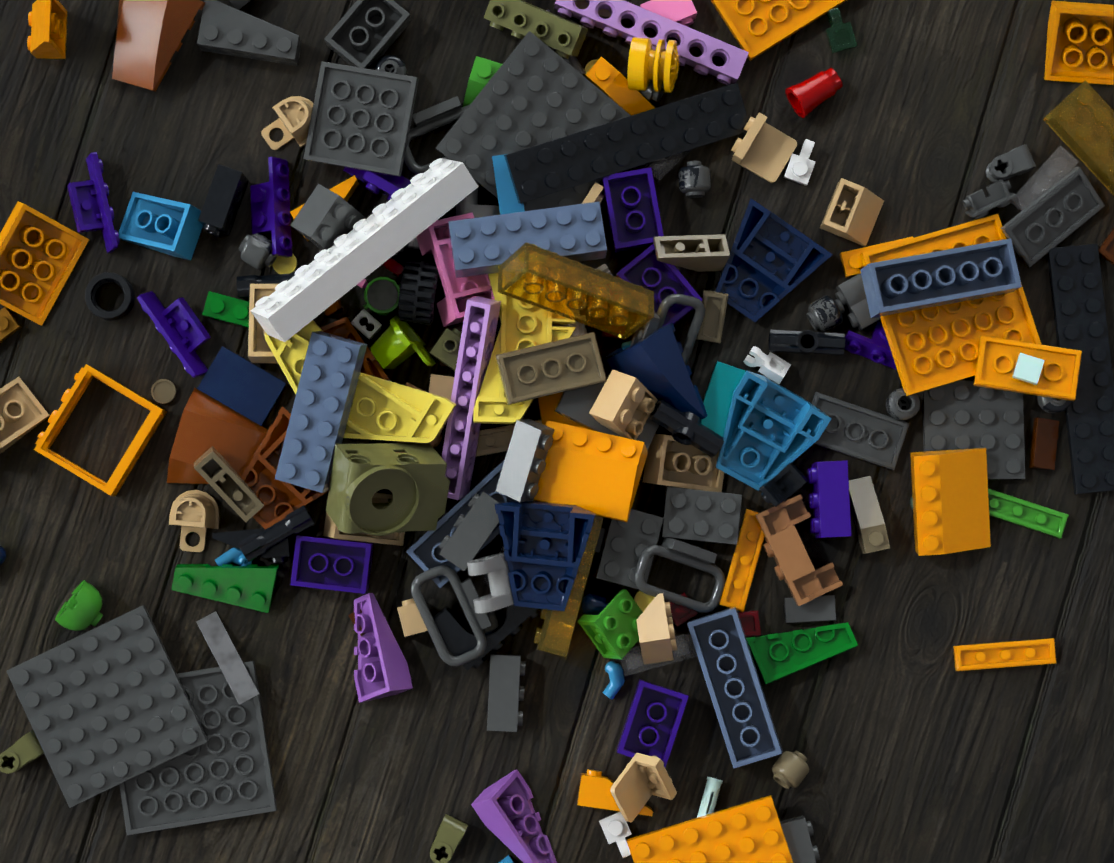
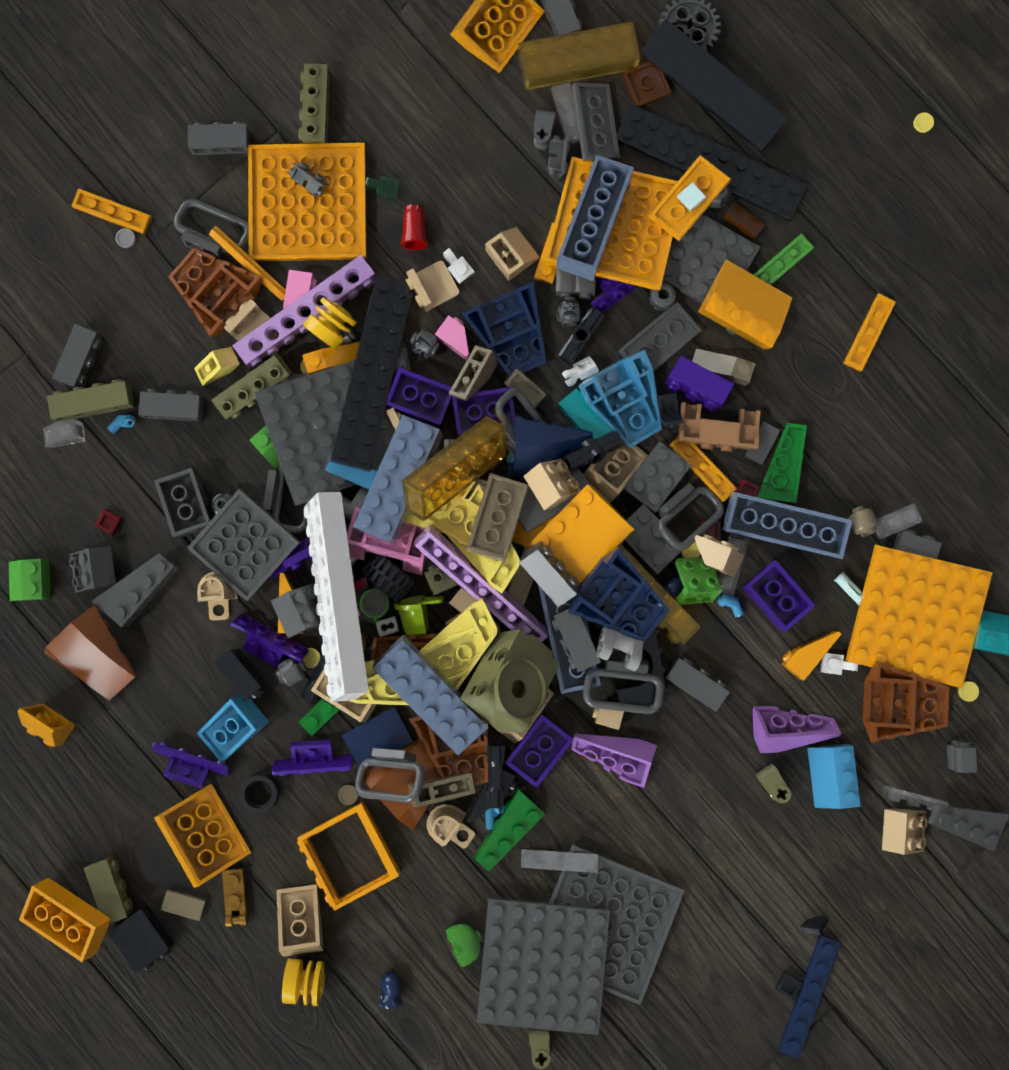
camera: 55 degrees left, 0 degrees up
(228, 412) = (391, 759): none -> dark grey bar
(638, 782) = (813, 625): tan bracket -> none
(722, 205) = (453, 336): none -> bright pink slope
(813, 806) = (898, 521): none -> clear slope

